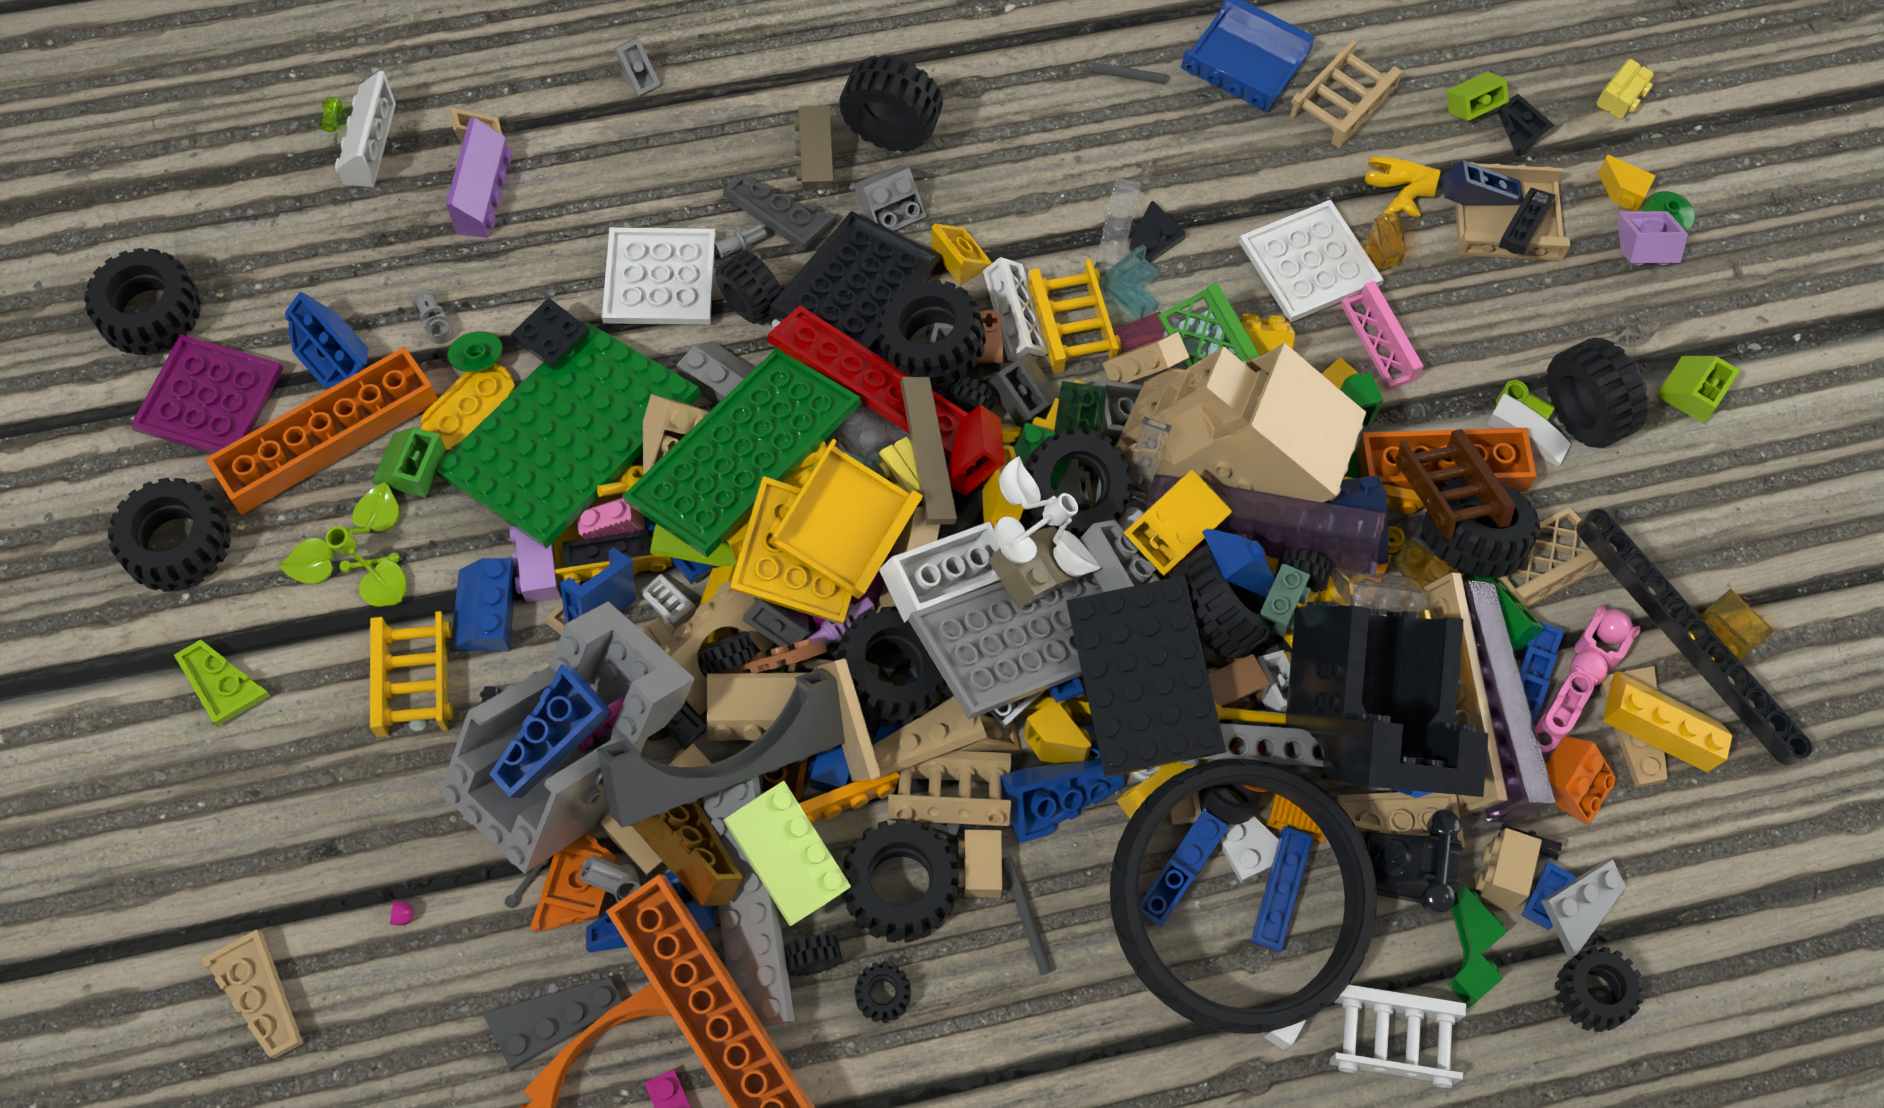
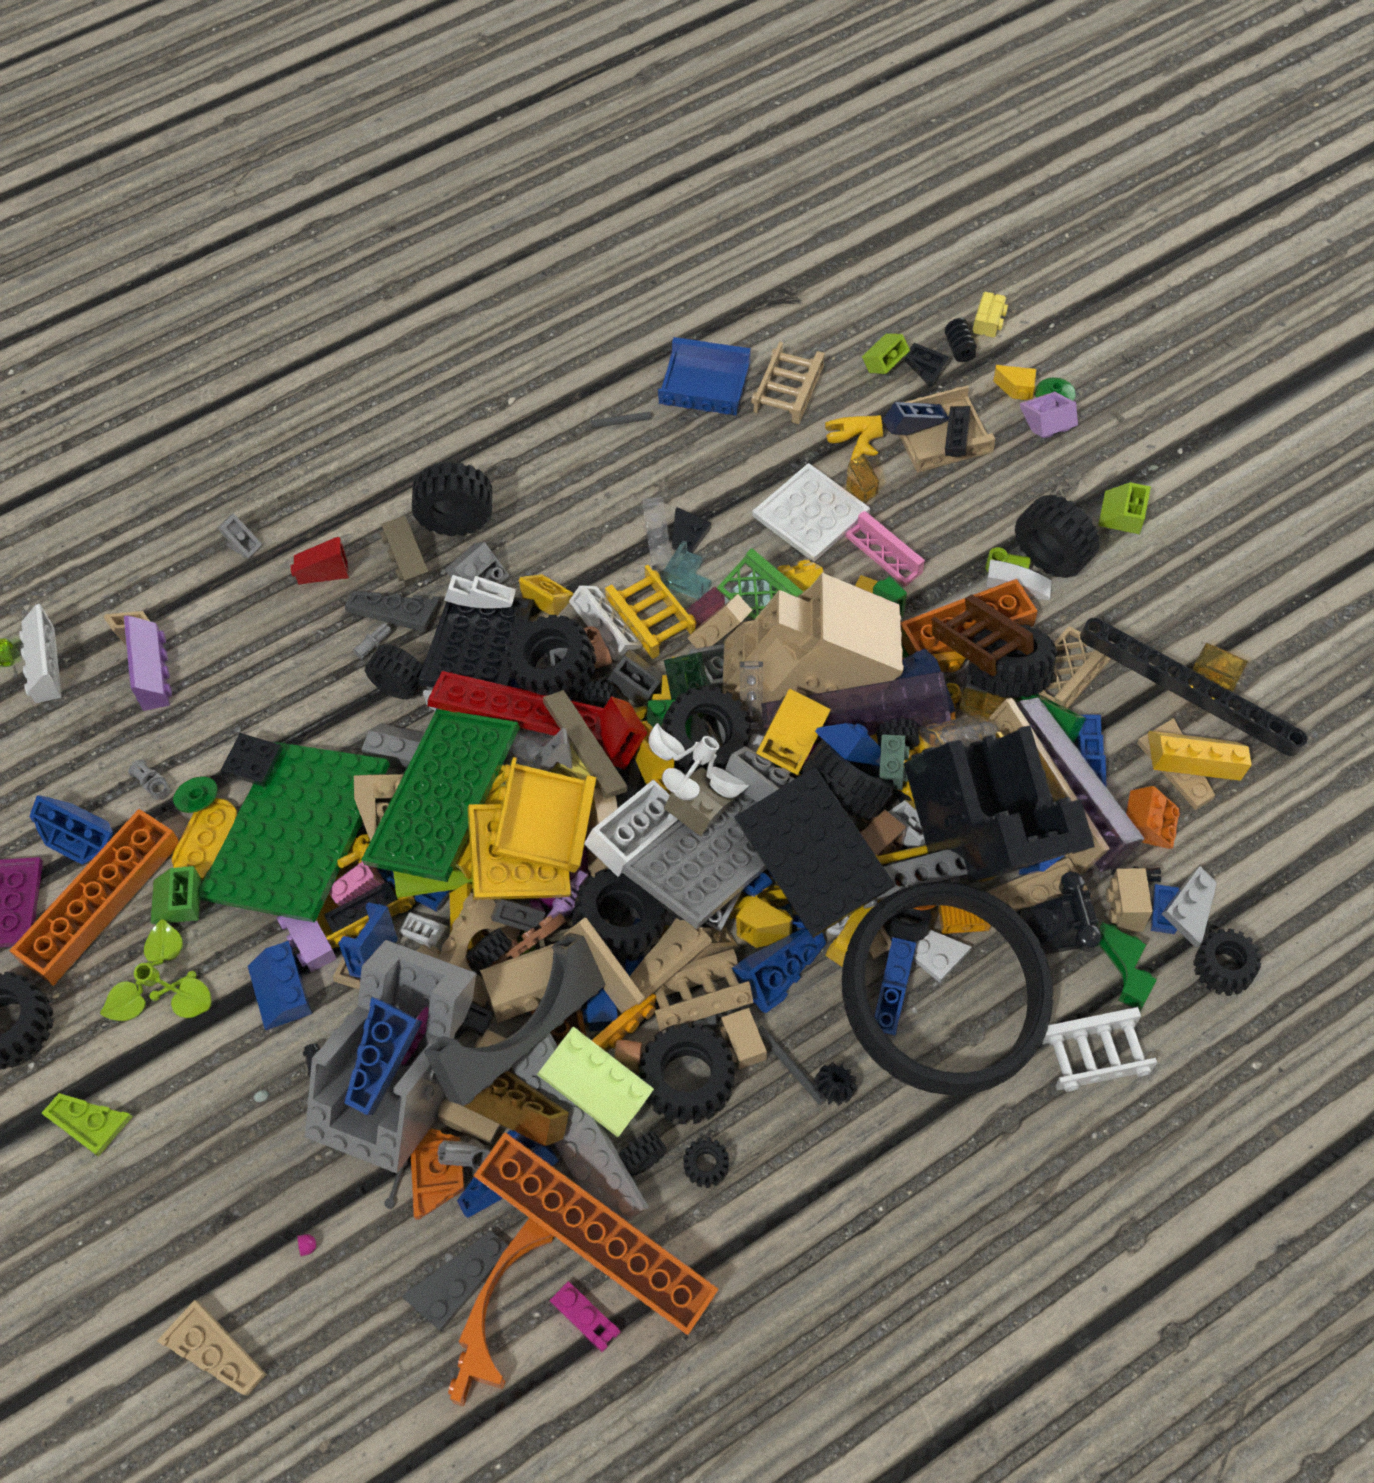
camera: 15 degrees left, 5 degrees down
(382, 662) = (224, 1077): yellow fence -> none
(659, 276) = (319, 688): white plate -> none
(716, 129) = (321, 563): none -> red slope
(839, 835) = (629, 1054): none -> nougat piece
(881, 226) = (479, 593): none -> white slope
(889, 447) = (555, 751): none -> light grey slope
(1068, 958) = (835, 1083): none -> black gear
(1281, 889) = (972, 975): blue tile -> none
(1286, 1036) = (1017, 1081): white slope -> none
(1576, 109) = (960, 340): none -> black piece
(1586, 671) = (1128, 738): bright pink piece -> none

